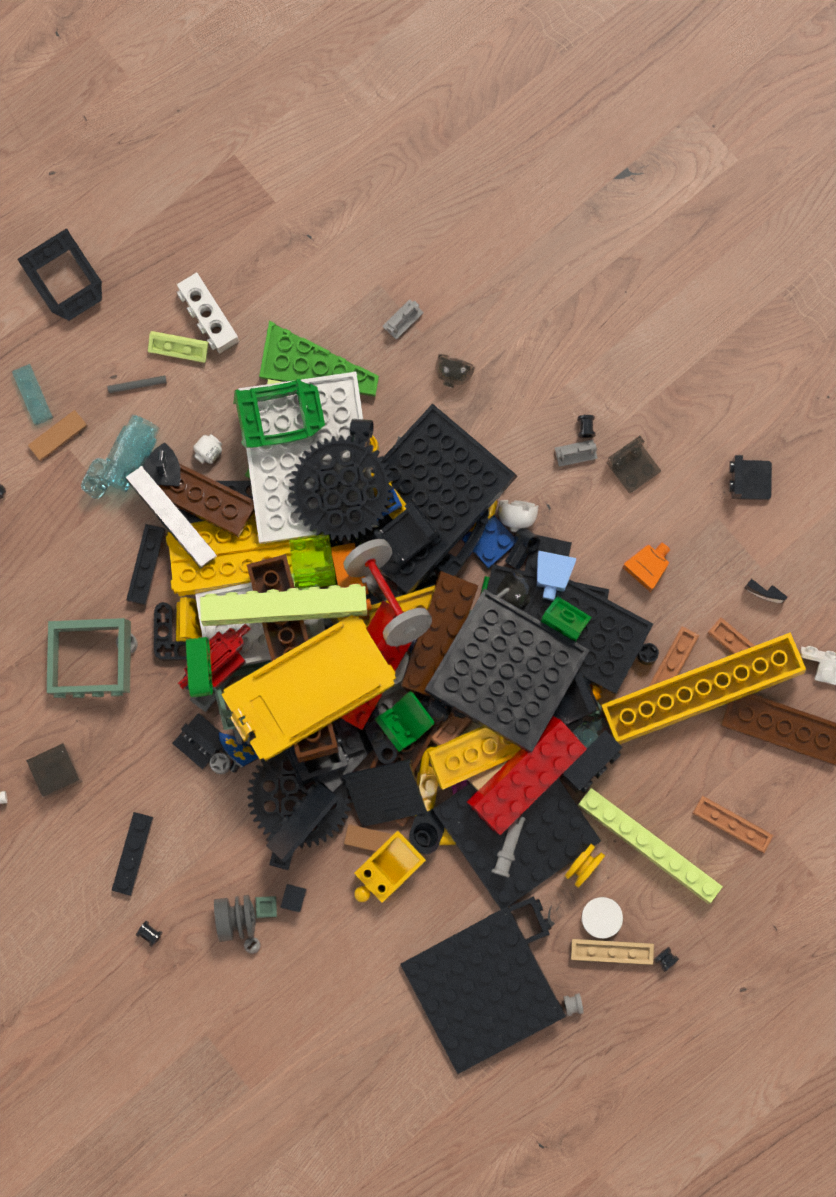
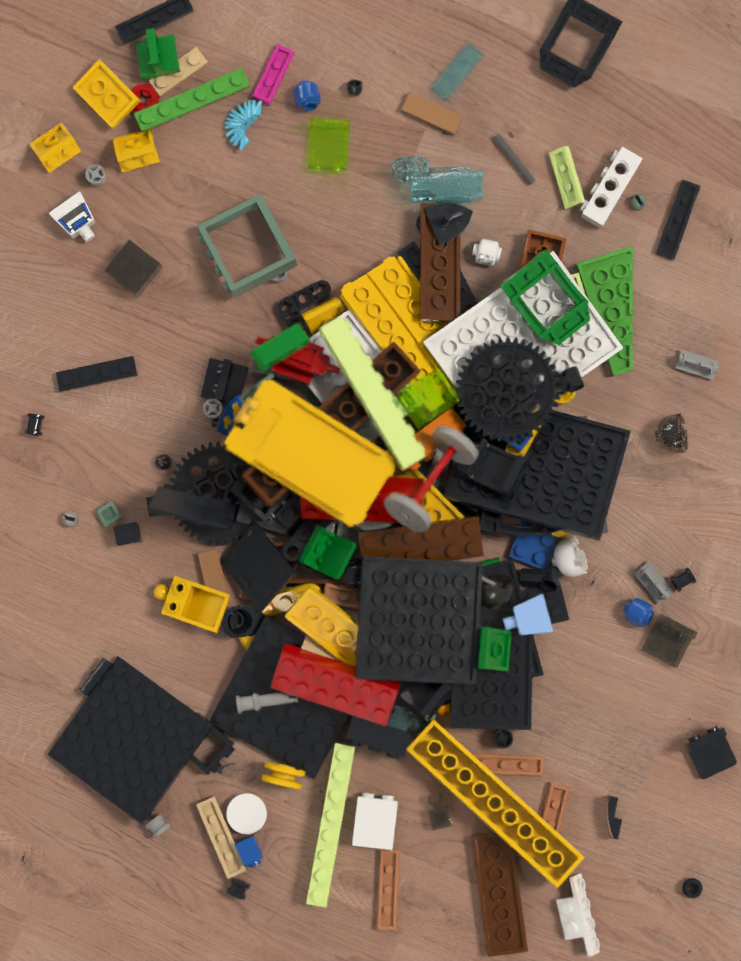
camera: 60 degrees right, 5 degrees up
(36, 539) = (328, 144): none -> clear neon green panel
(145, 564) = (355, 252): black plate -> none
(171, 517) = (406, 252): tile -> none
(221, 400) = (537, 241): none -> dark orange brick
(234, 300) = (634, 203): none -> sand green hinge
(234, 918) = (82, 489): dark grey wheel -> none
(249, 833) = (164, 466): none -> black hinge
(266, 271) = (678, 219): none -> black tile
(409, 993) = (95, 677): none -> black pin
(596, 479) = (638, 612): none -> blue head
(637, 932) = (249, 851): none -> blue brick
(648, 565) = (583, 699): orange torso -> none
(666, 804) = (375, 821): none -> white panel
(689, 745) = (439, 815): none -> clear smoke plate

